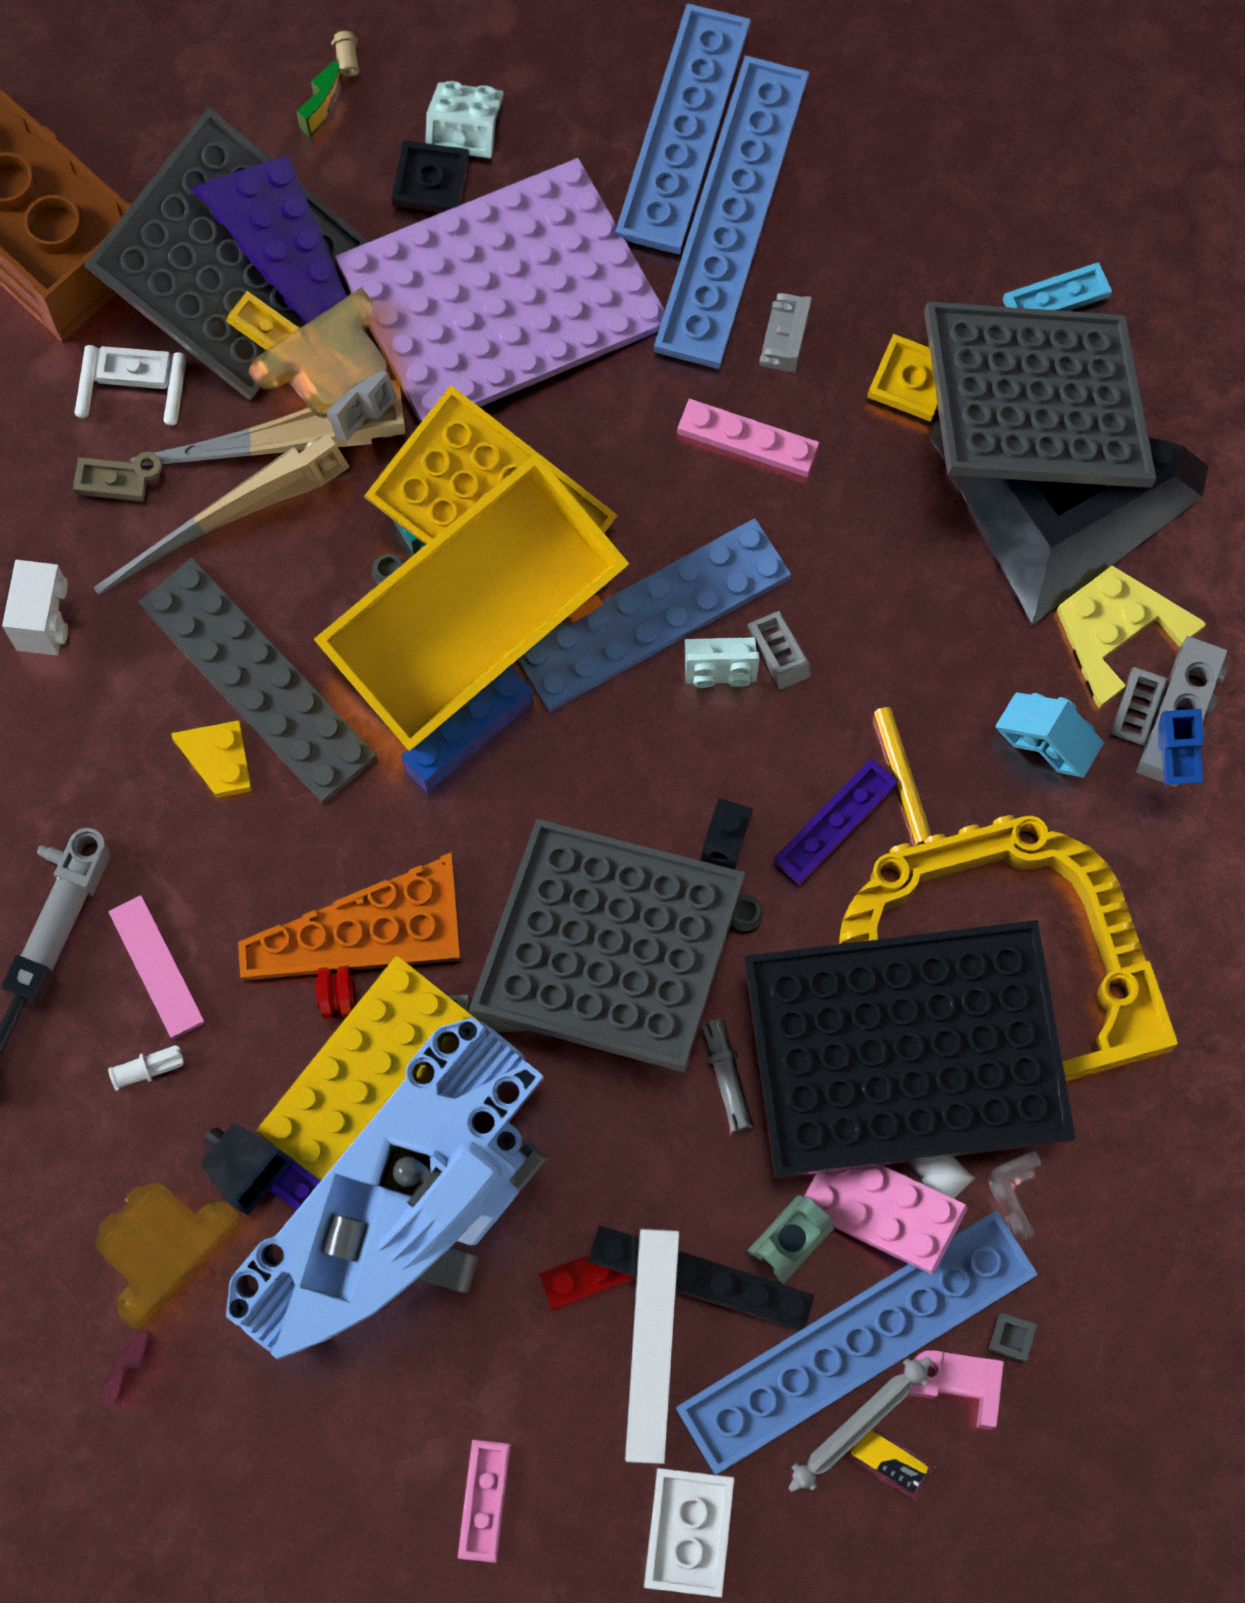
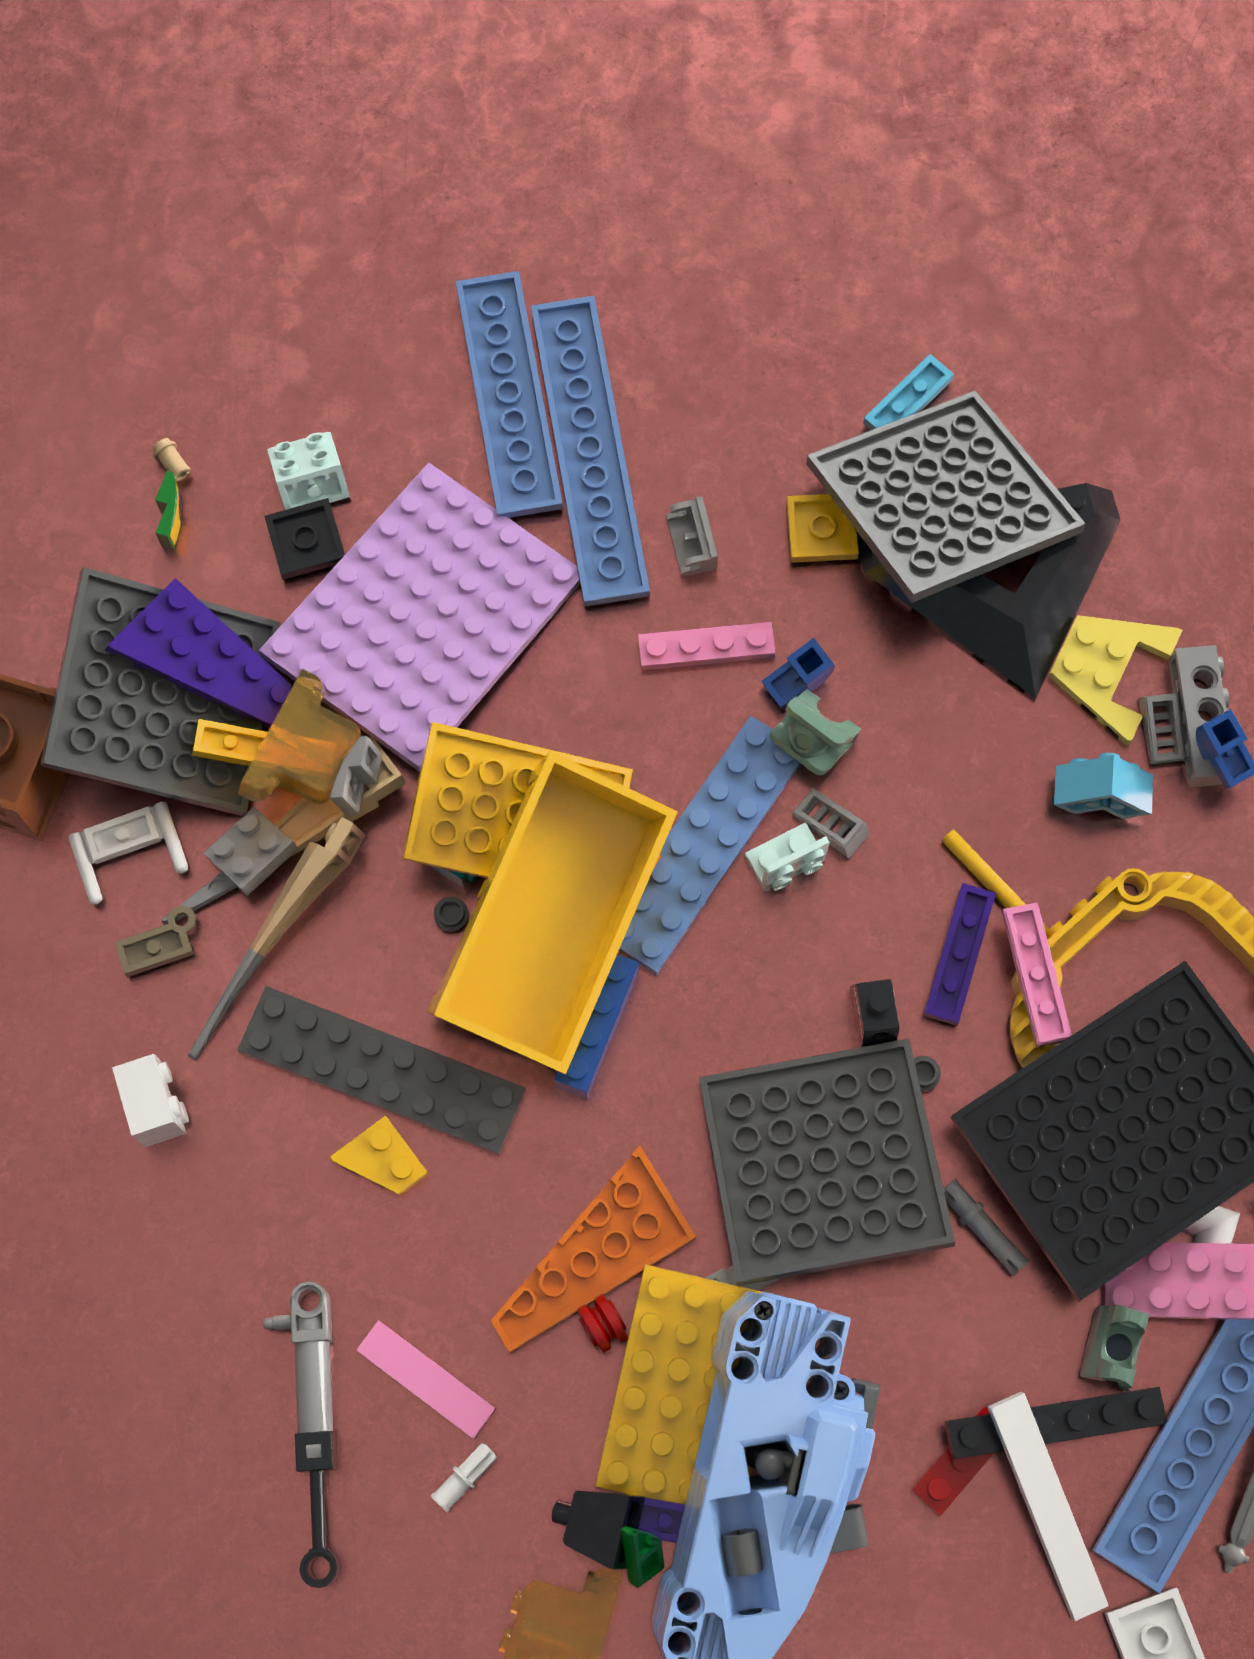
camera: 25 degrees left, 0 degrees up
(238, 432) = (250, 851): none -> light grey plate
(265, 1207) = (642, 1555): none -> green tile
(799, 562) = (811, 736): none -> sand green piece
(823, 500) = (804, 670): none -> blue brick
(893, 869) = (1036, 974): none -> bright pink tile

